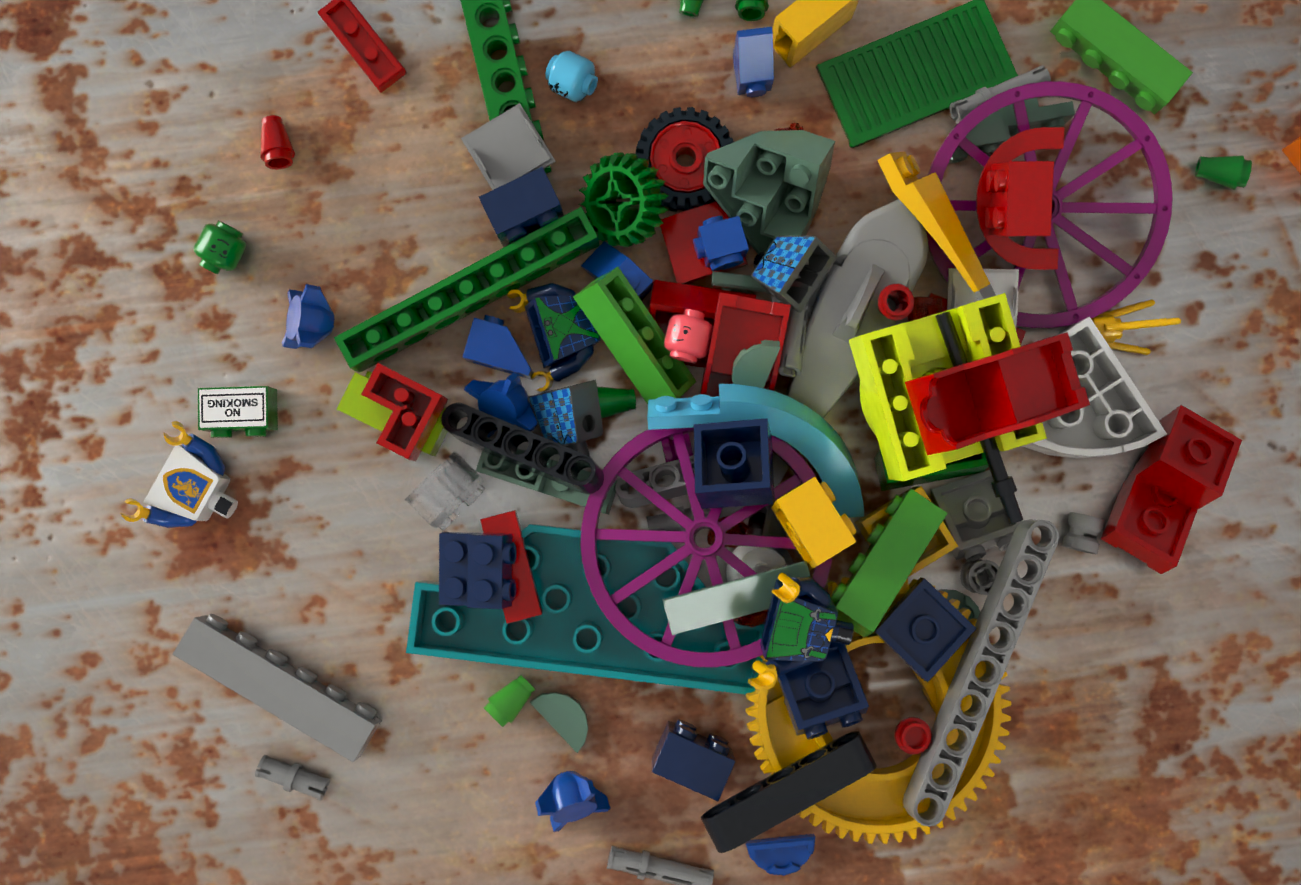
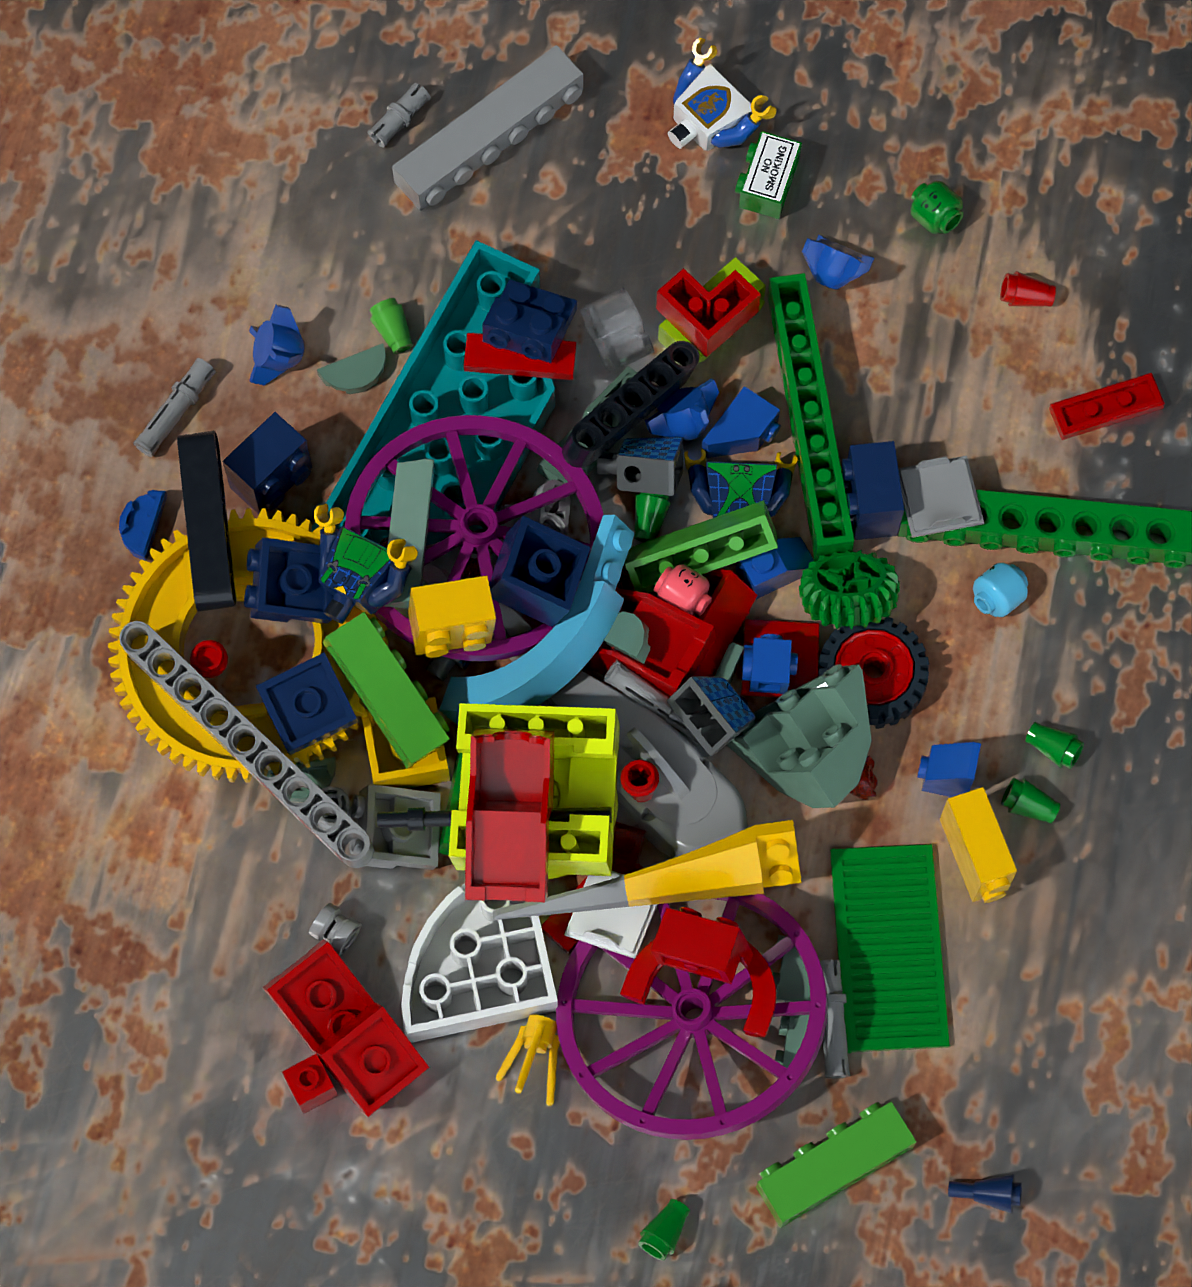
camera: 110 degrees right, 15 degrees down
(1230, 507) = (309, 1083): none -> red brick

